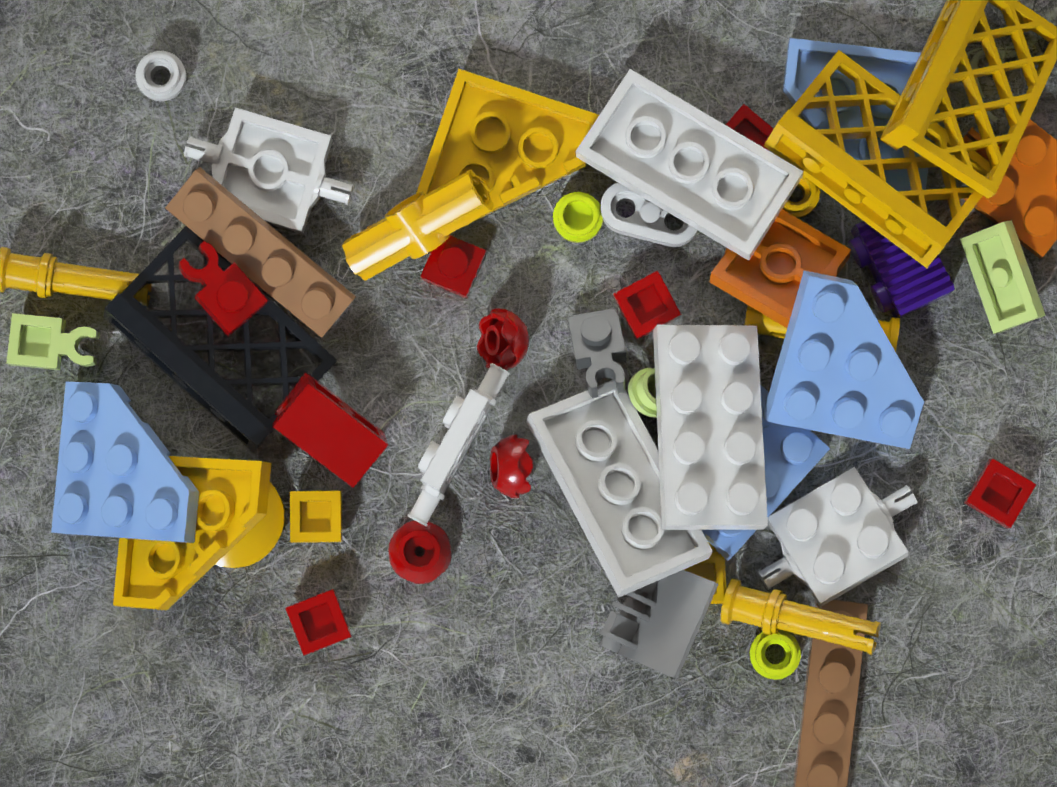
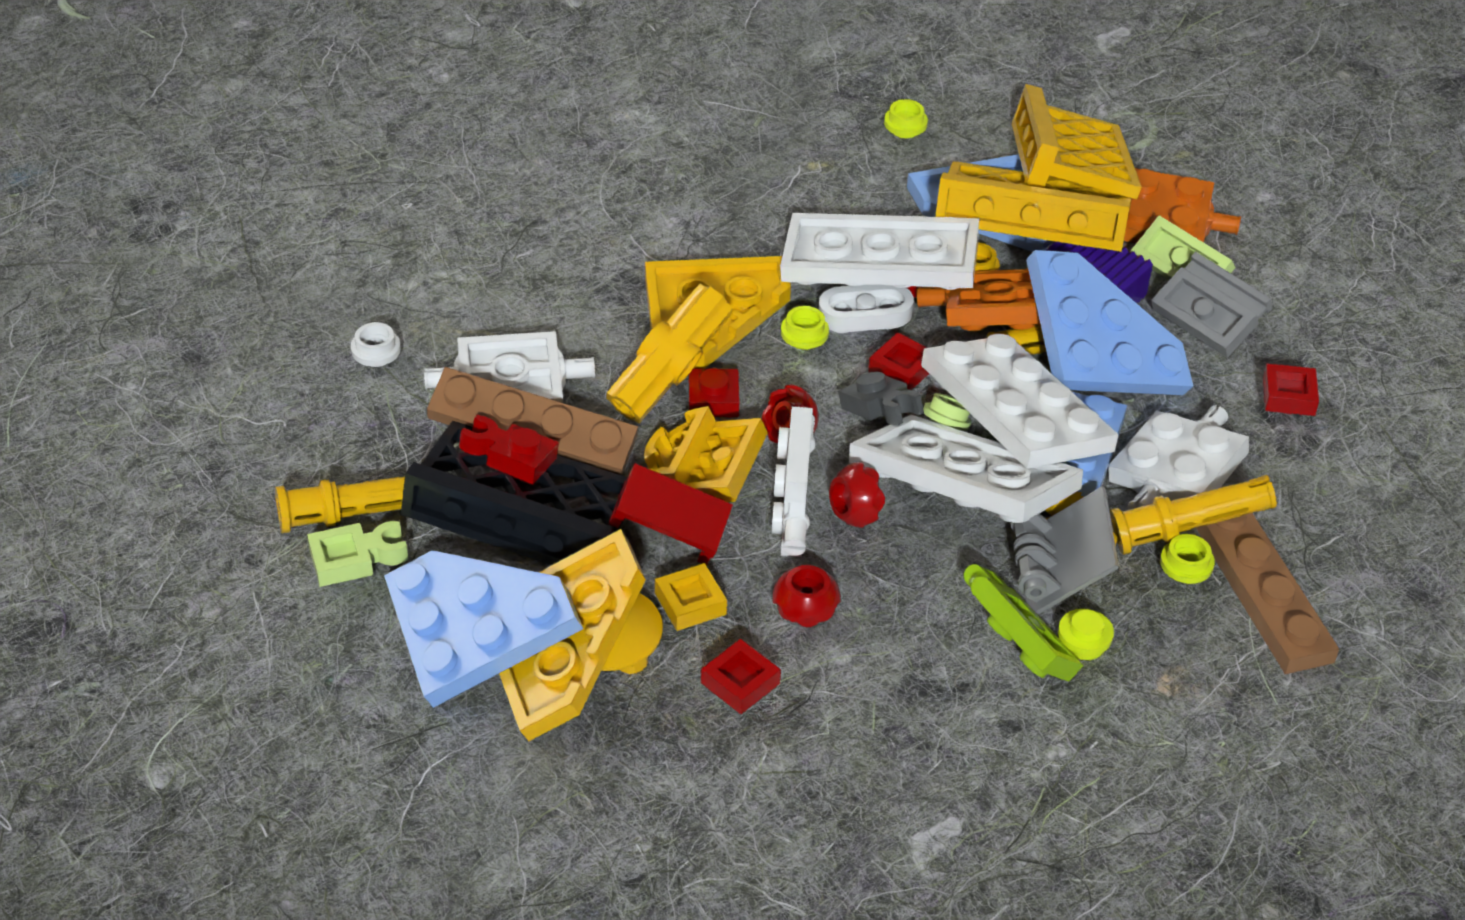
camera: 30 degrees left, 40 degrees down
(401, 355) = (707, 452): none -> yellow slope
(582, 667) = (1017, 621): none -> lime hinge
(638, 695) = (1086, 633): none -> neon yellow plate
(989, 355) = (1211, 304): none -> light grey plate

